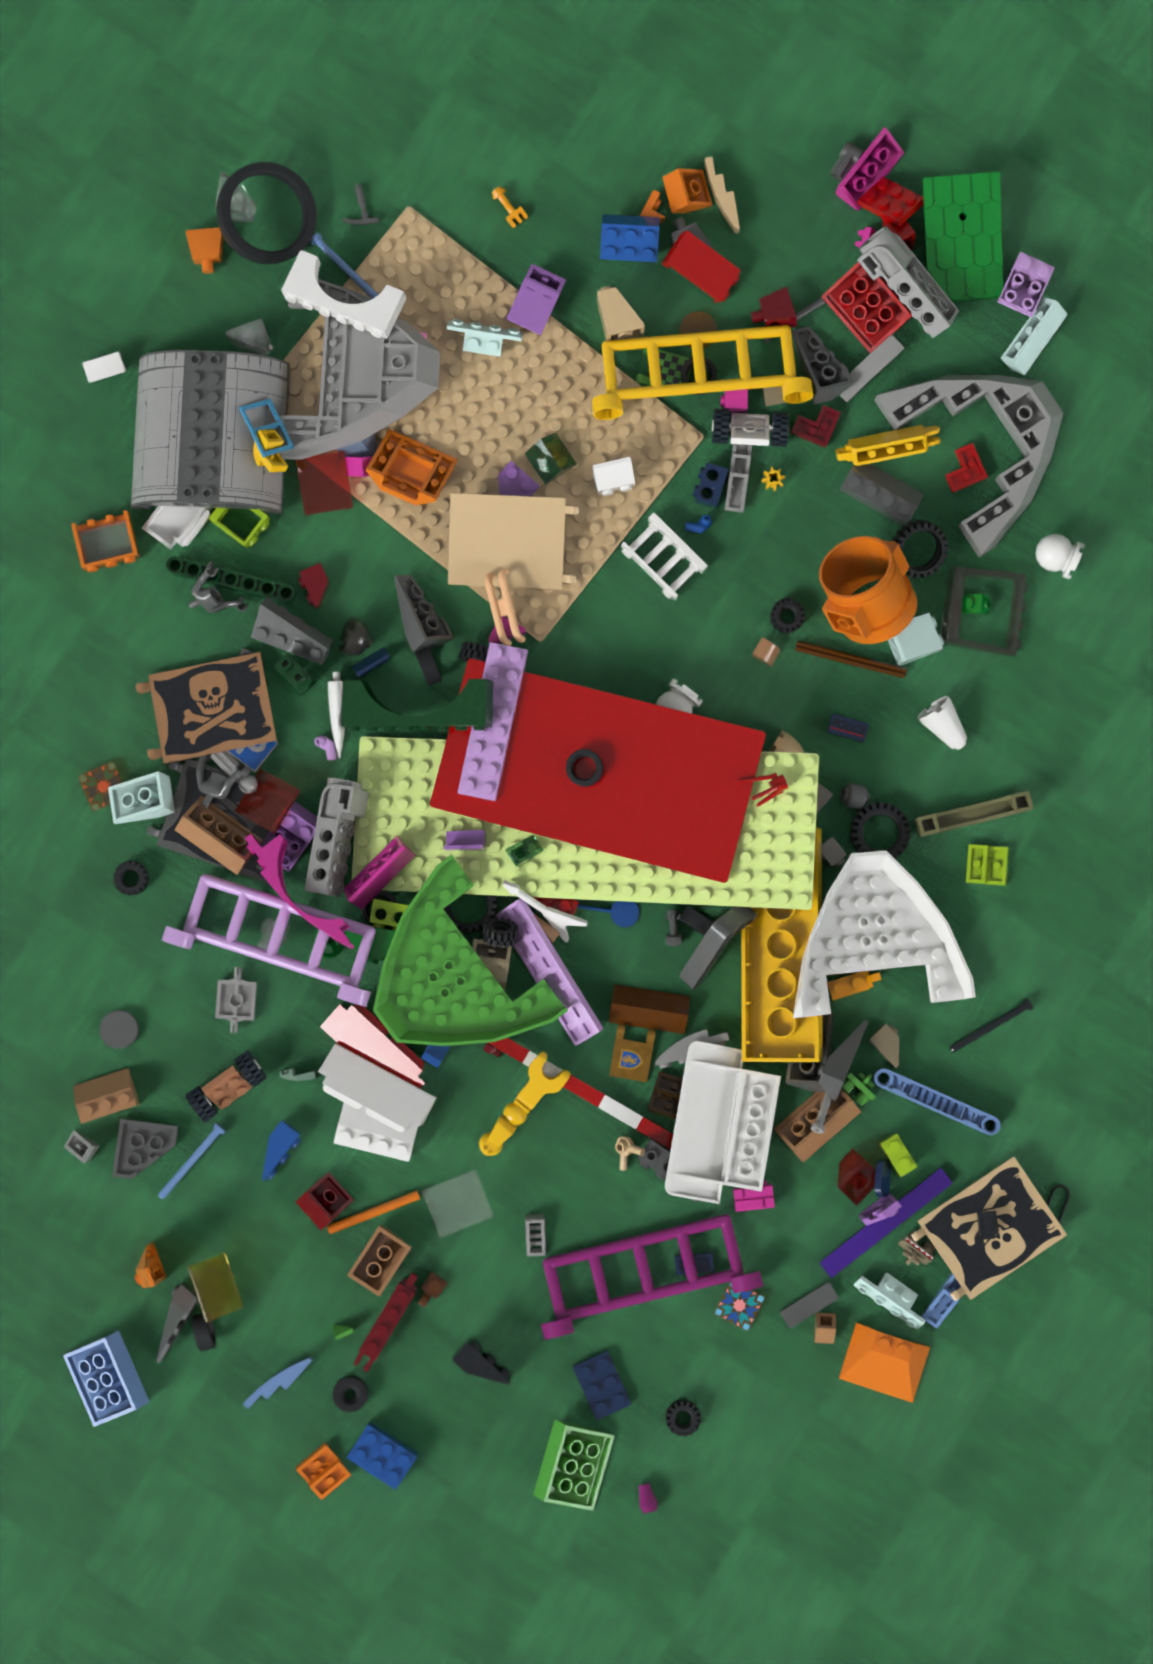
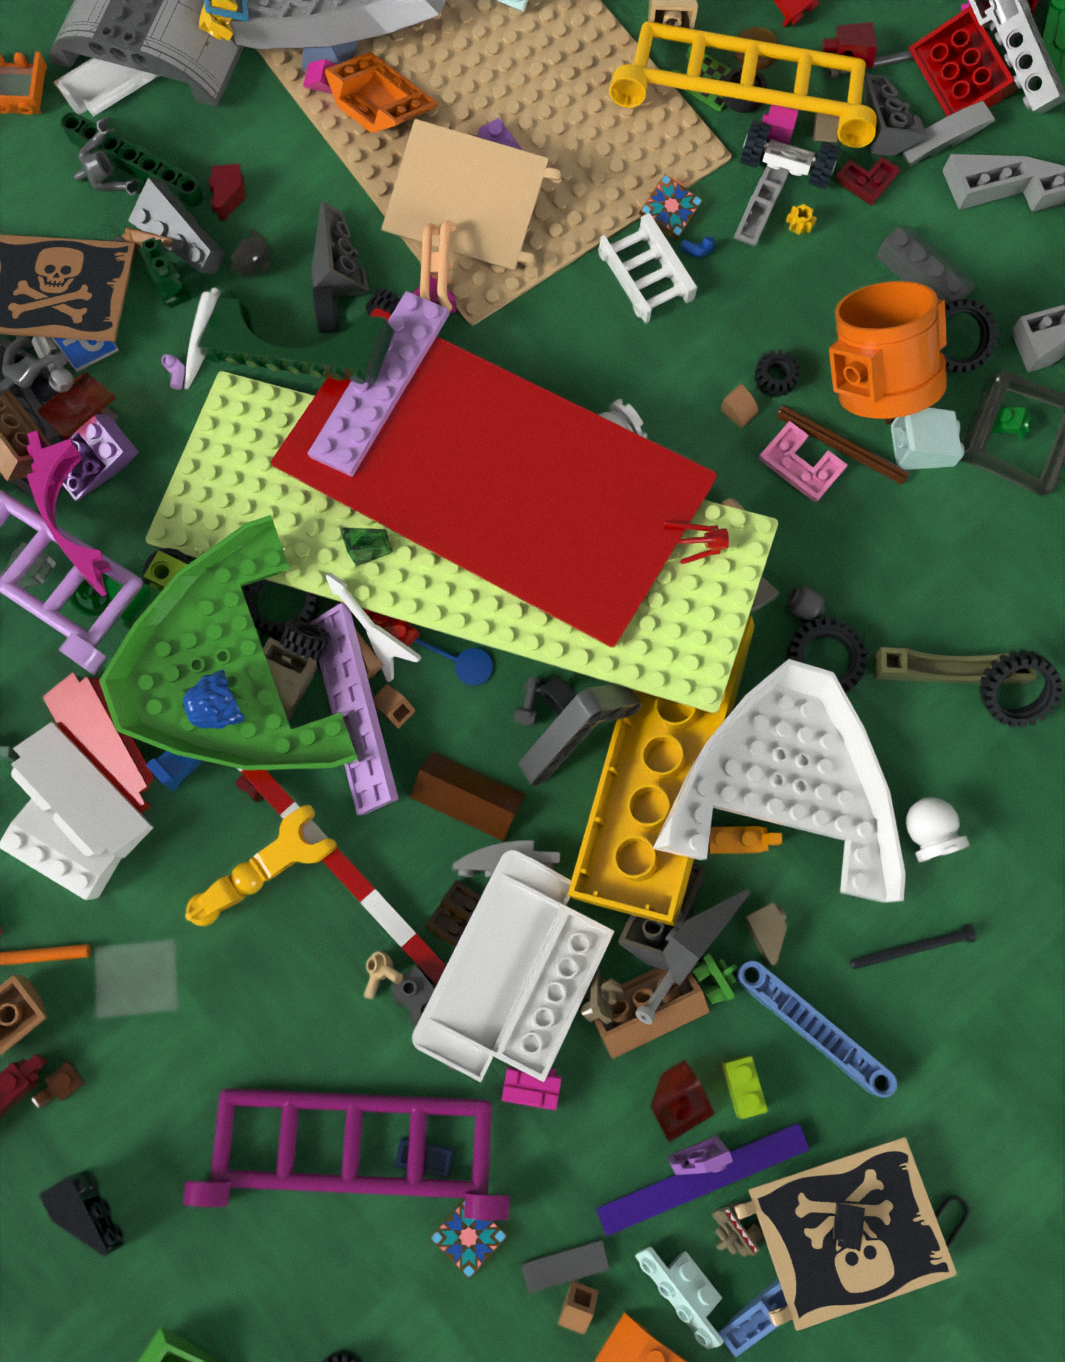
camera: 15 degrees right, 10 degrees down
(219, 514) = (144, 89): lime window -> none
(265, 648) = (138, 236): none -> medium nougat bar
(324, 483) = (276, 87): clear red piece -> none
(334, 827) = (139, 466): light grey brick -> none
(371, 662) = (263, 294): dark blue slope -> none
(378, 872) = (180, 526): dark pink slope -> none
(456, 1002) = (212, 703): none -> blue hair
(465, 840) = (299, 515): medium lavender panel -> none
(535, 1218) = (227, 1029): light grey slope -> none
(550, 458) = (545, 126): clear green slope -> none
(576, 960) = (393, 706): none -> medium nougat brick
(584, 753) = (469, 442): black tyre -> none
(601, 1385) = (243, 1296): dark blue plate -> none
(613, 476) = (614, 157): white slope -> none
(630, 1057) = (425, 852): pearl gold flag -> none
(668, 497) = (671, 206): none -> tile
(713, 486) = (726, 207): dark blue brick -> none
(785, 1122) = (601, 997): none -> dark tan hips
(808, 685) = (809, 480): none -> bright pink plate
(833, 853) = (759, 664): light grey brick -> none
(848, 728) = (817, 523): dark blue tile -> none
(883, 1177) = (715, 1113): dark blue tile -> none
(889, 445) = (949, 216): yellow hinge -> none
(944, 722) = (943, 547): white cone -> none
(970, 471) = (1041, 272): red plate -> none
(985, 937) = (935, 828): none -> white tile
(987, 865) = (955, 738): lime slope -> none
(1030, 835) = (1031, 712): none -> black tyre

